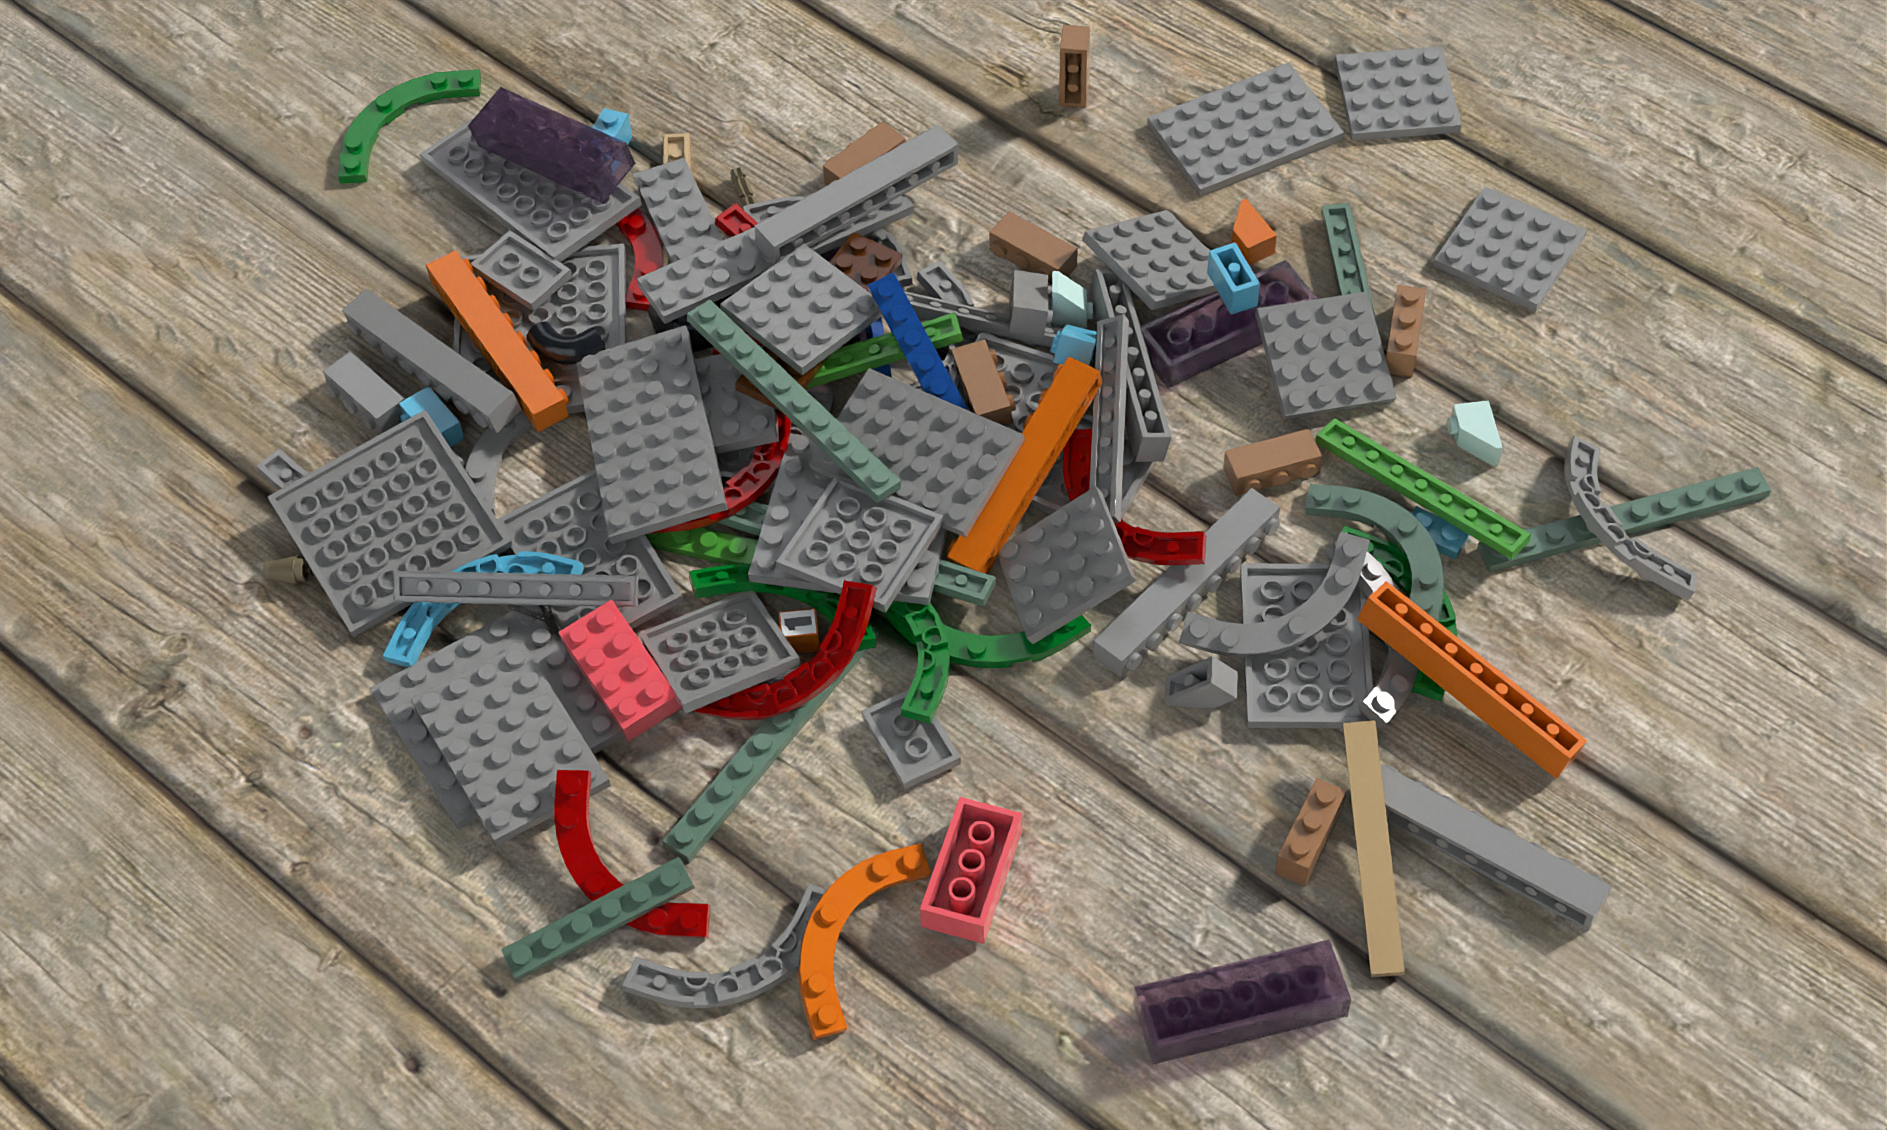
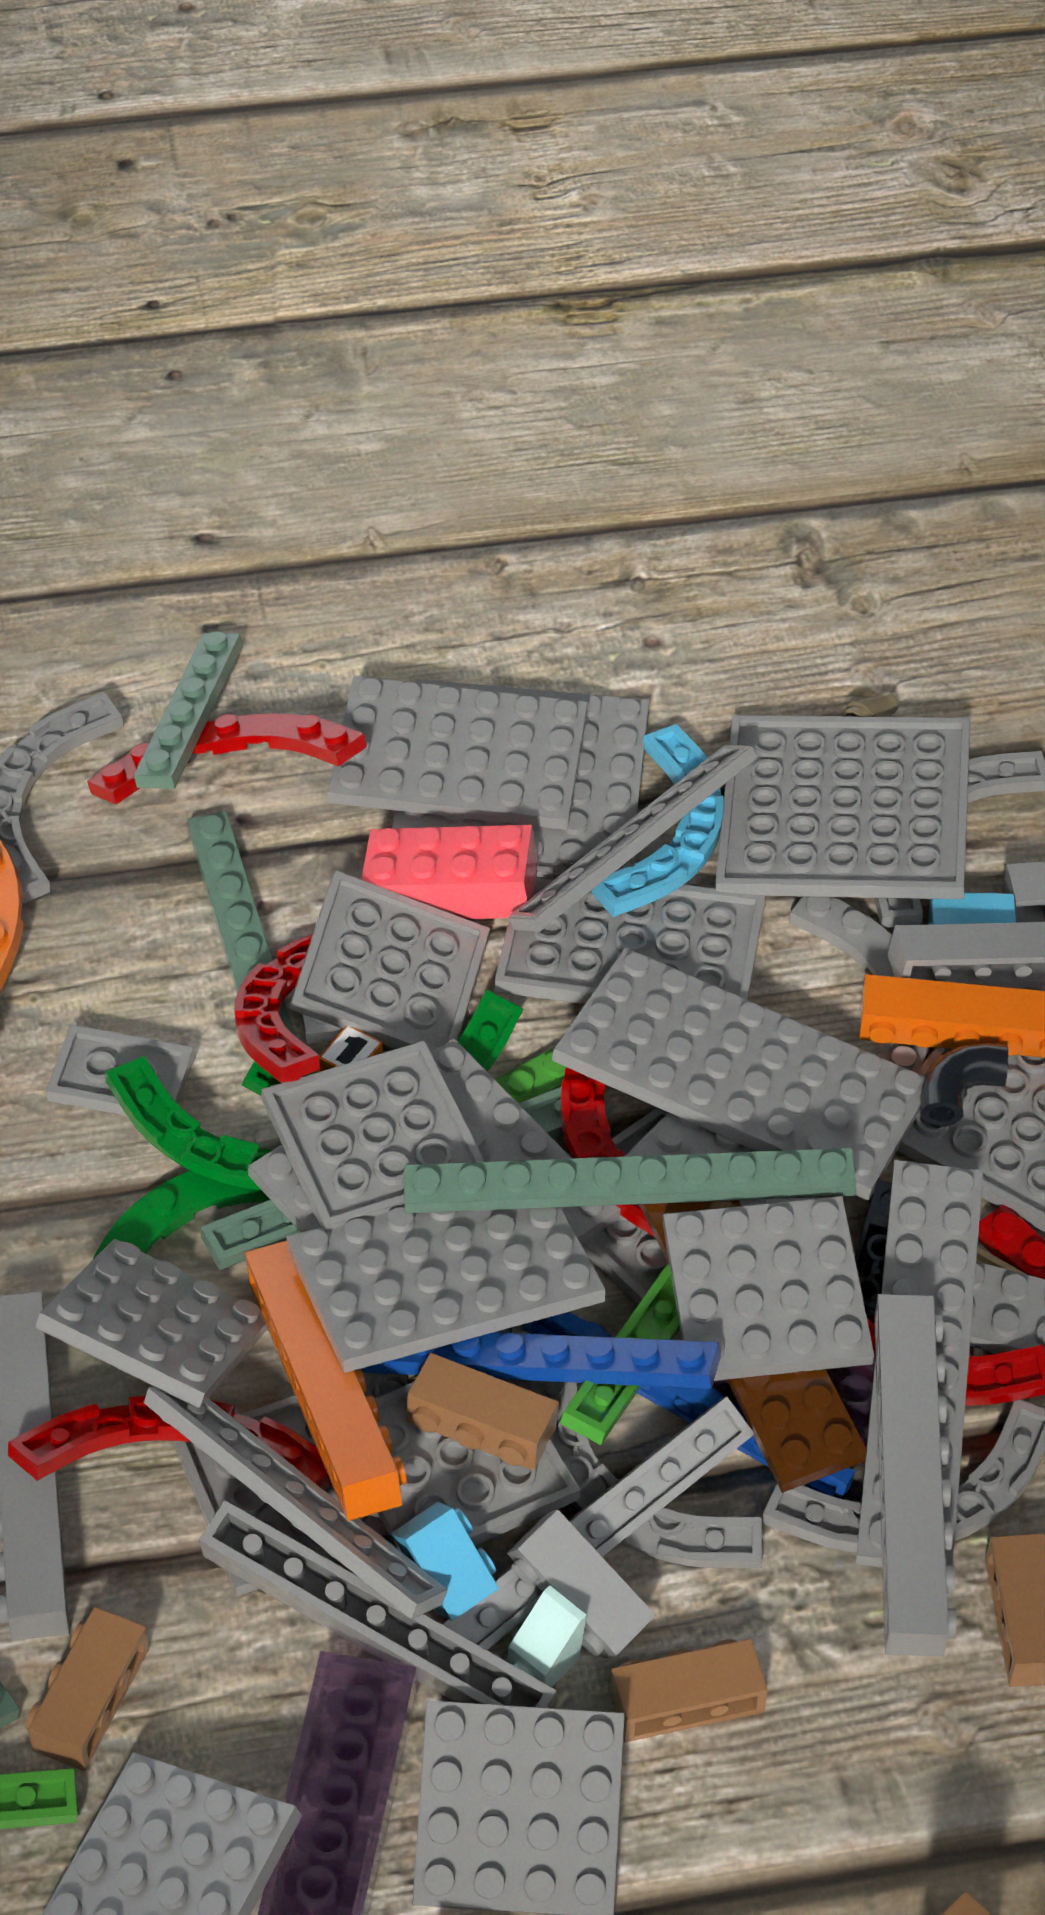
camera: 125 degrees right, 5 degrees down
(1233, 278) = (363, 1804): medium azure brick -> none

